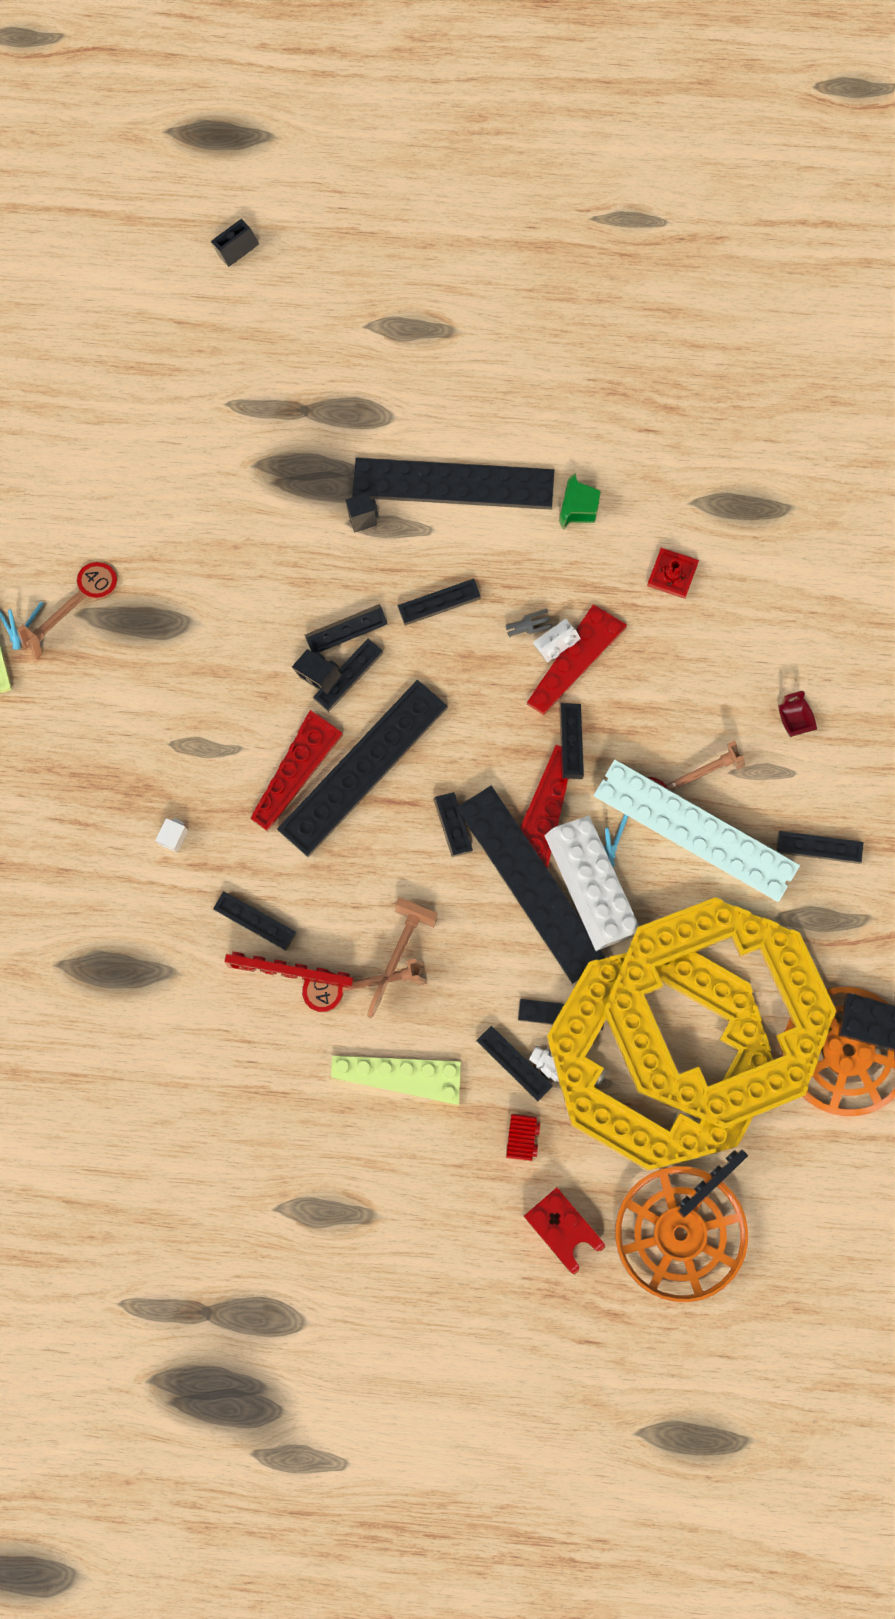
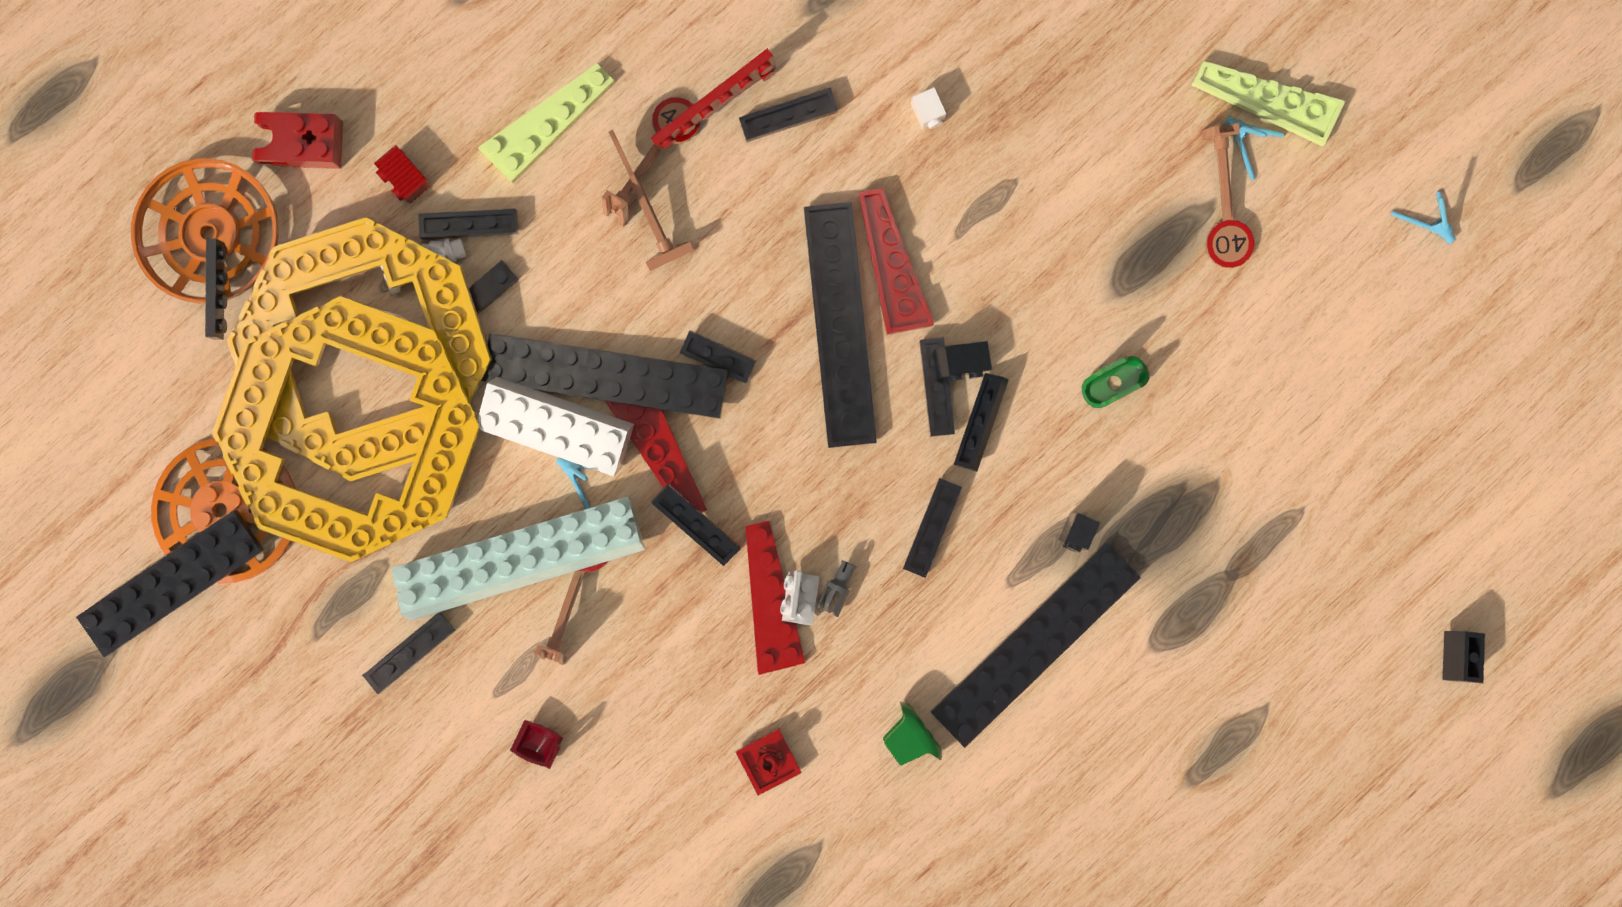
camera: 130 degrees right, 10 degrees up
(235, 564) = (1131, 372): none -> green piece

